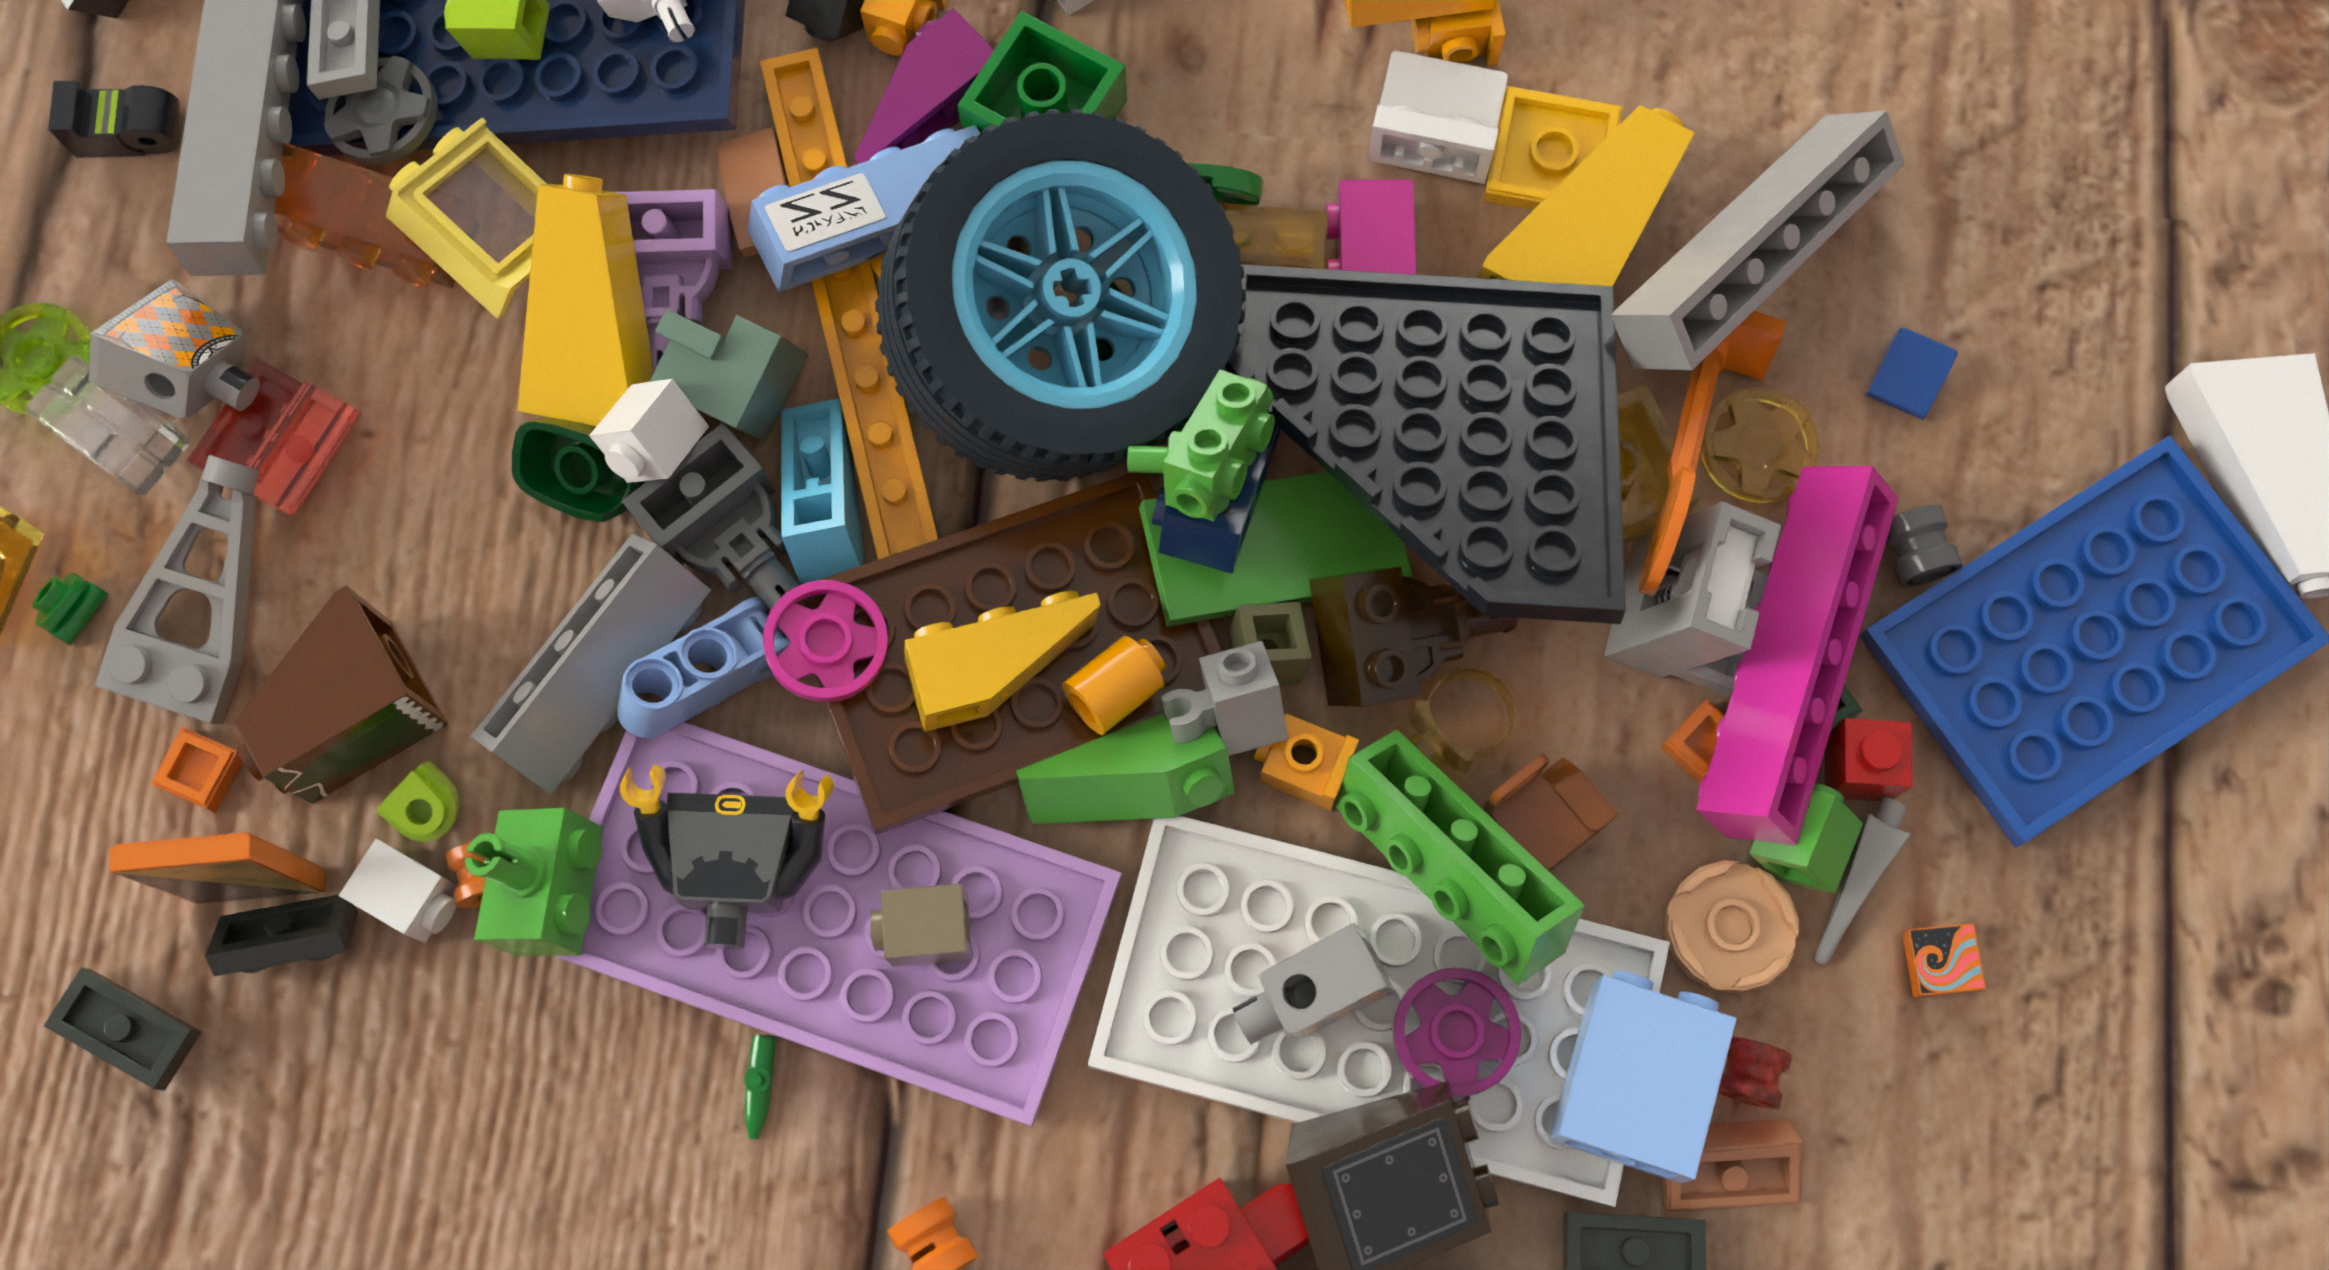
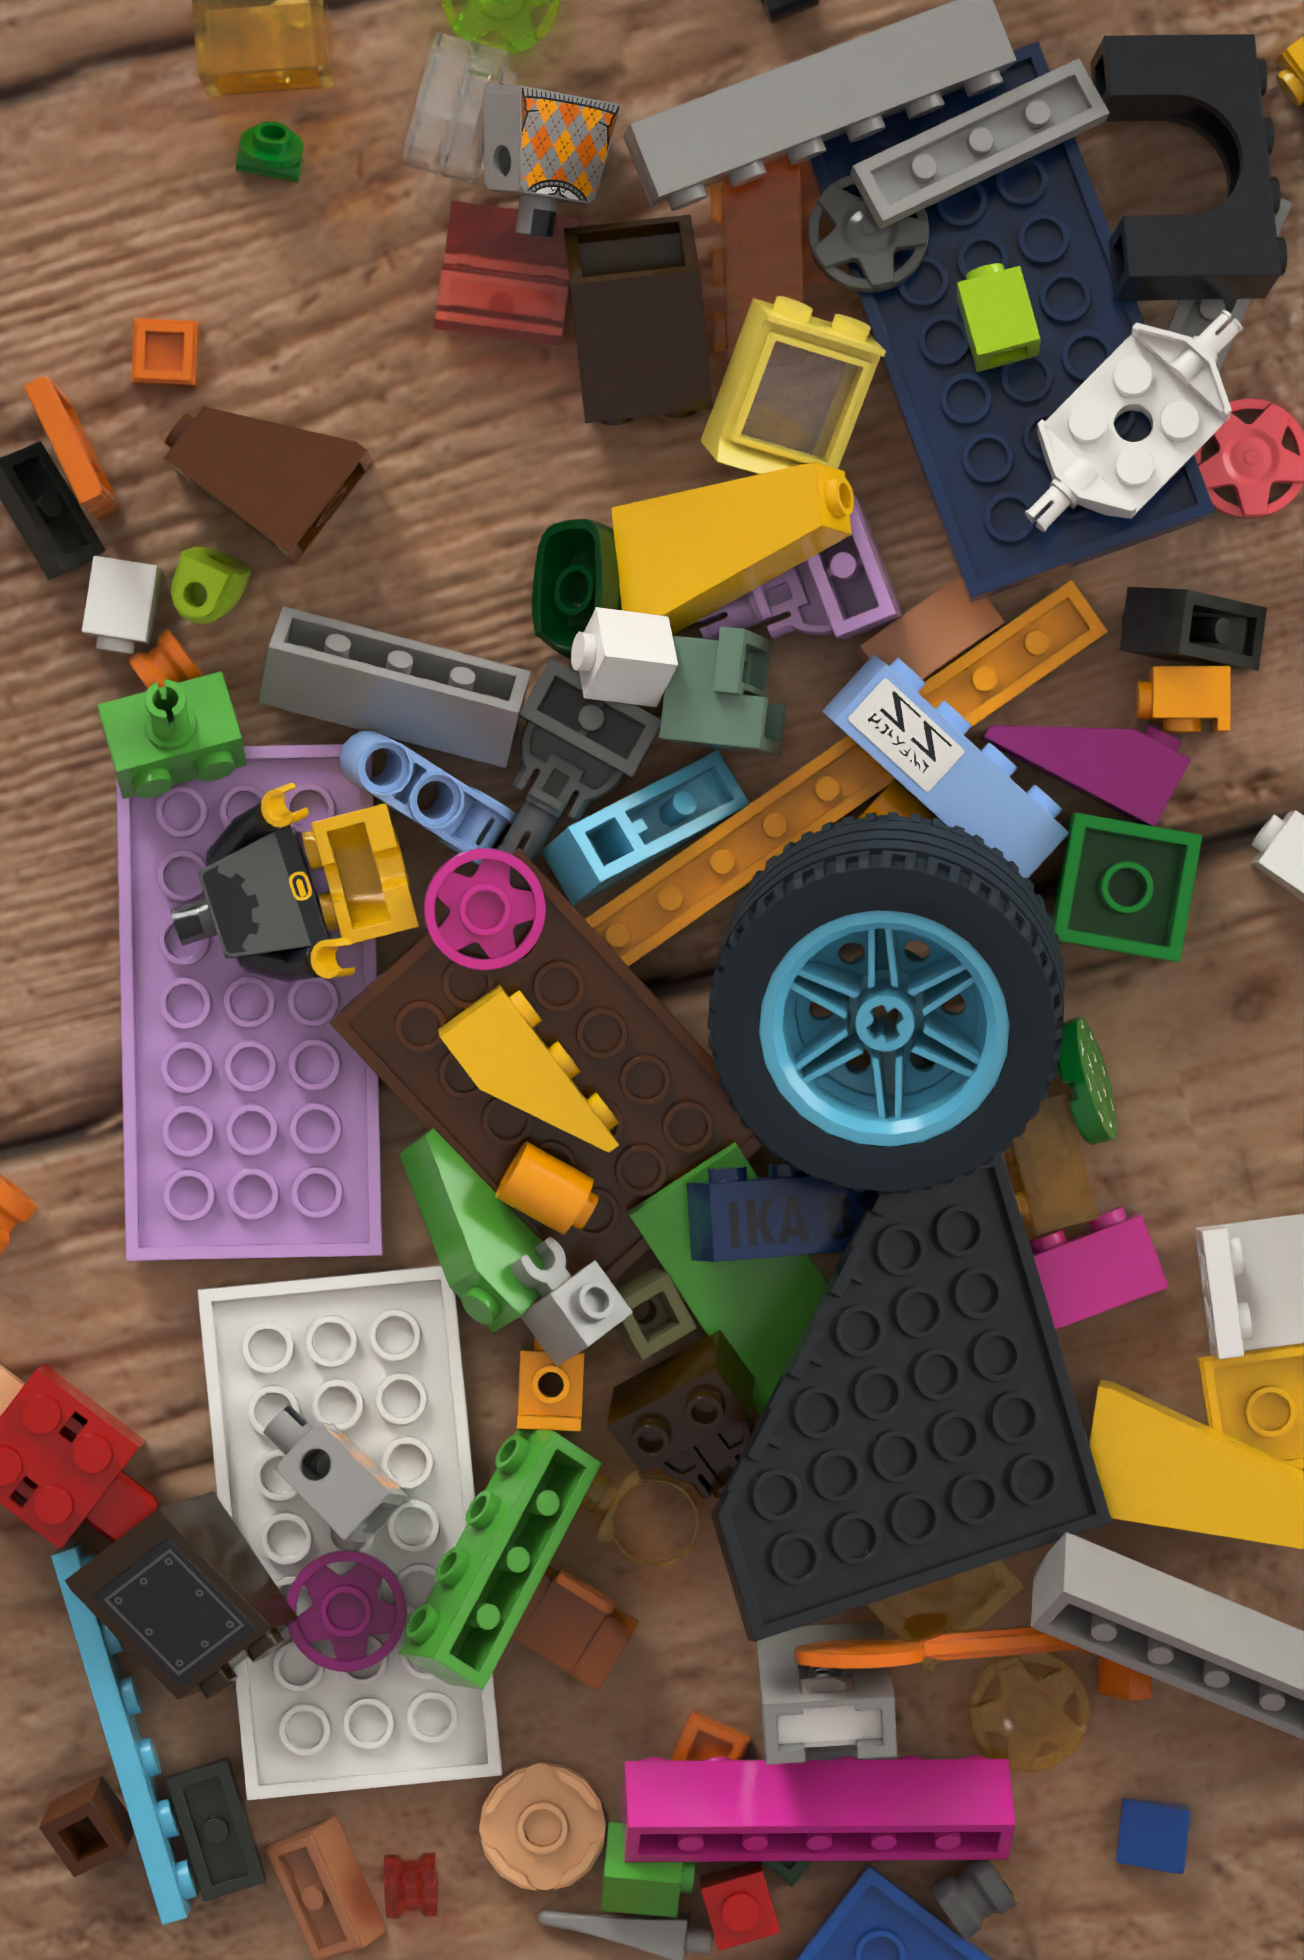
camera: 70 degrees right, 15 degrees up
(169, 673) = (244, 278): light grey plate -> none
(368, 329) = (638, 319): none -> dark brown slope
(742, 746) = (363, 873): none -> yellow cylinder
(759, 1083) = (76, 997): green helmet -> none
(923, 925) = (260, 1099): dark tan brick -> none
(1213, 451) = (770, 1208): bright green brick -> none
(1644, 1077) = (364, 1788): light blue brick -> none

